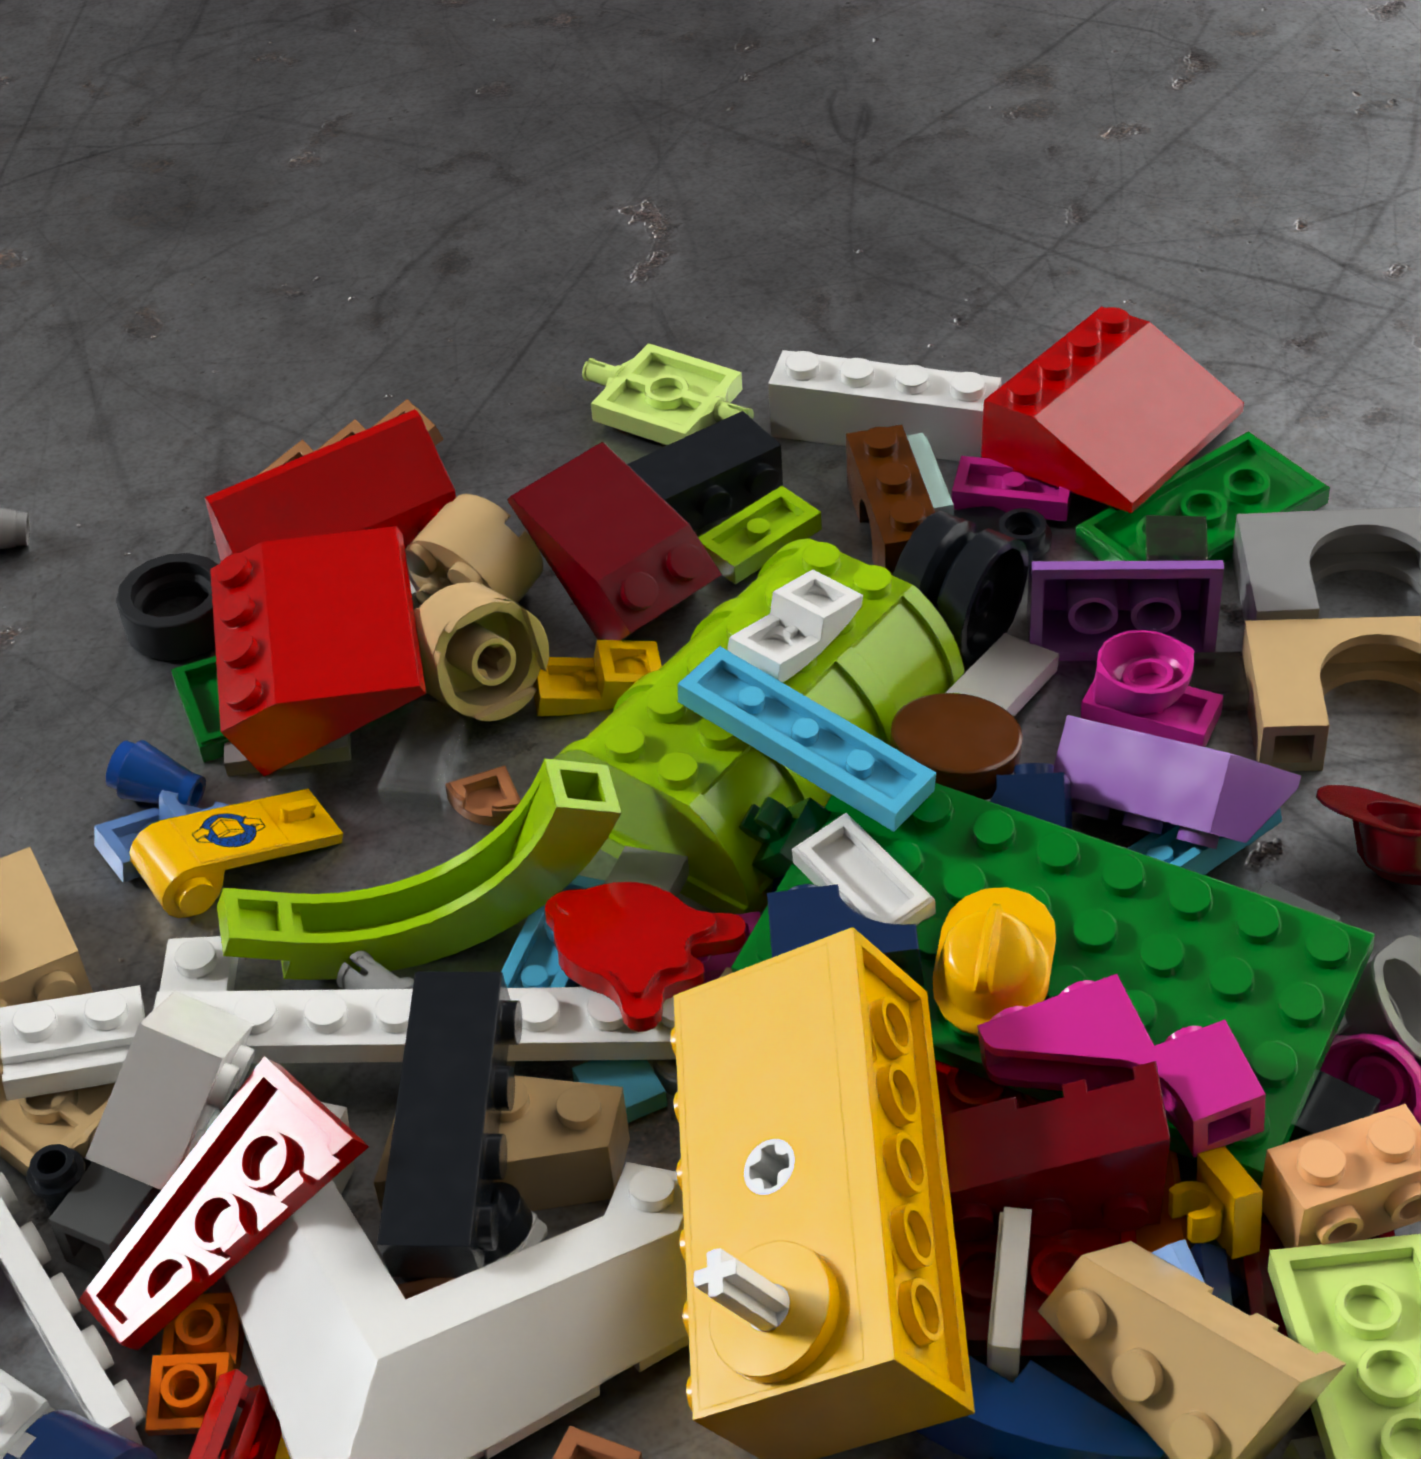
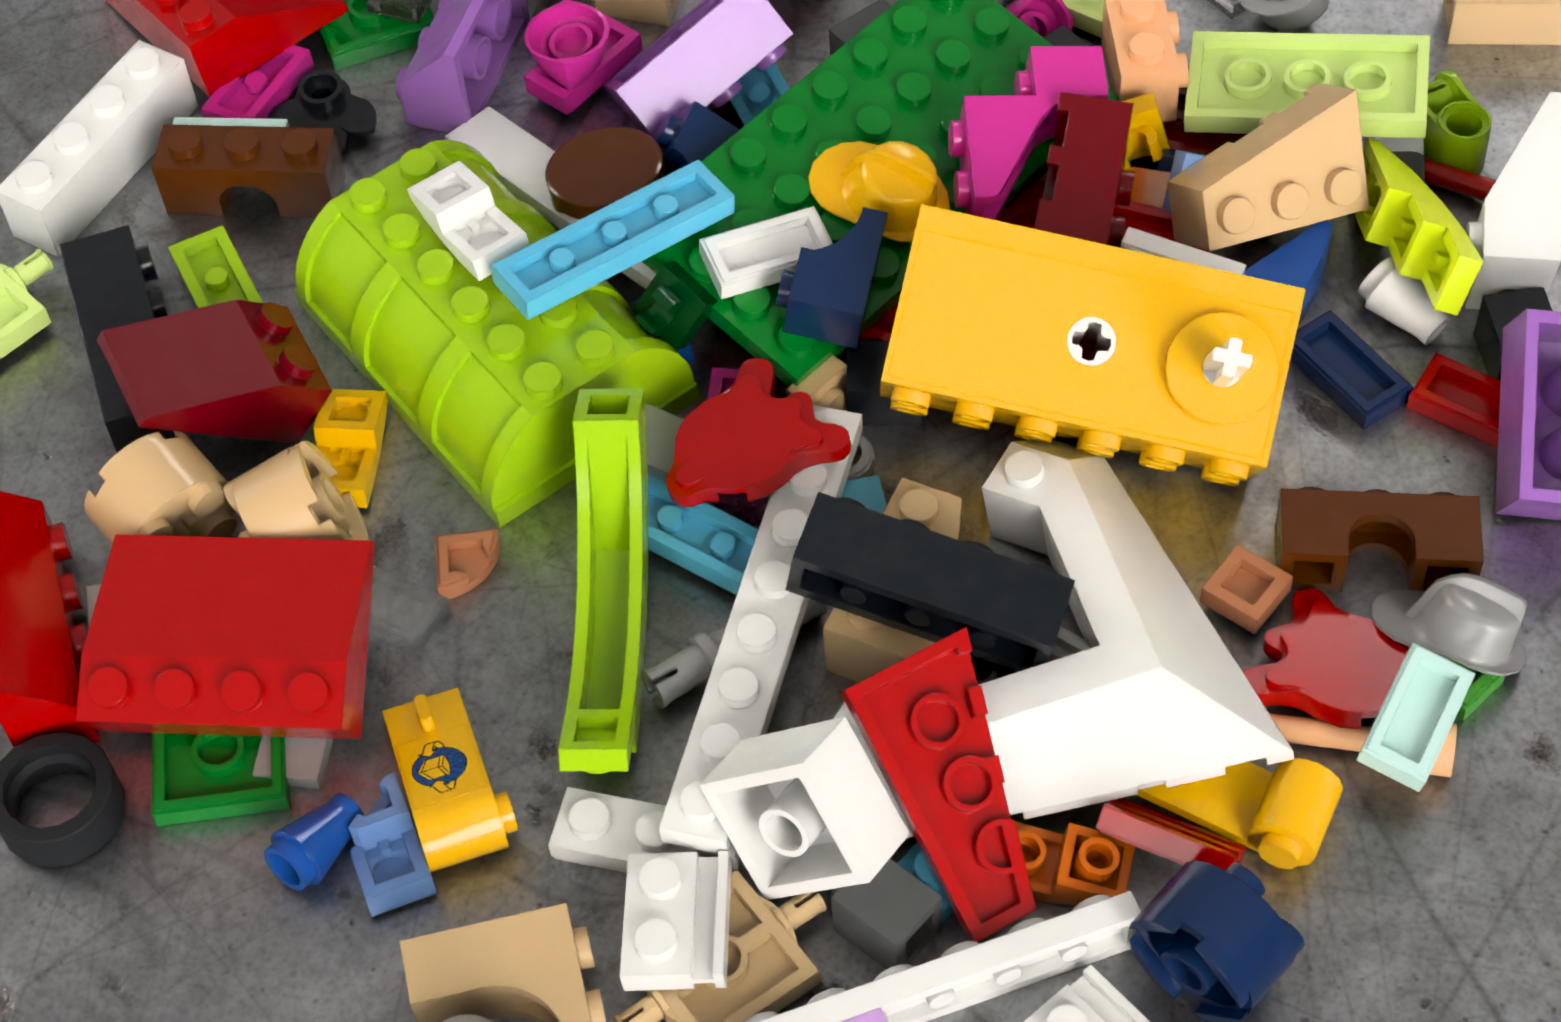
camera: 75 degrees left, 10 degrees up
(54, 1173) = (847, 957): black pin -> none
(967, 577) = (396, 117): black wheel -> none

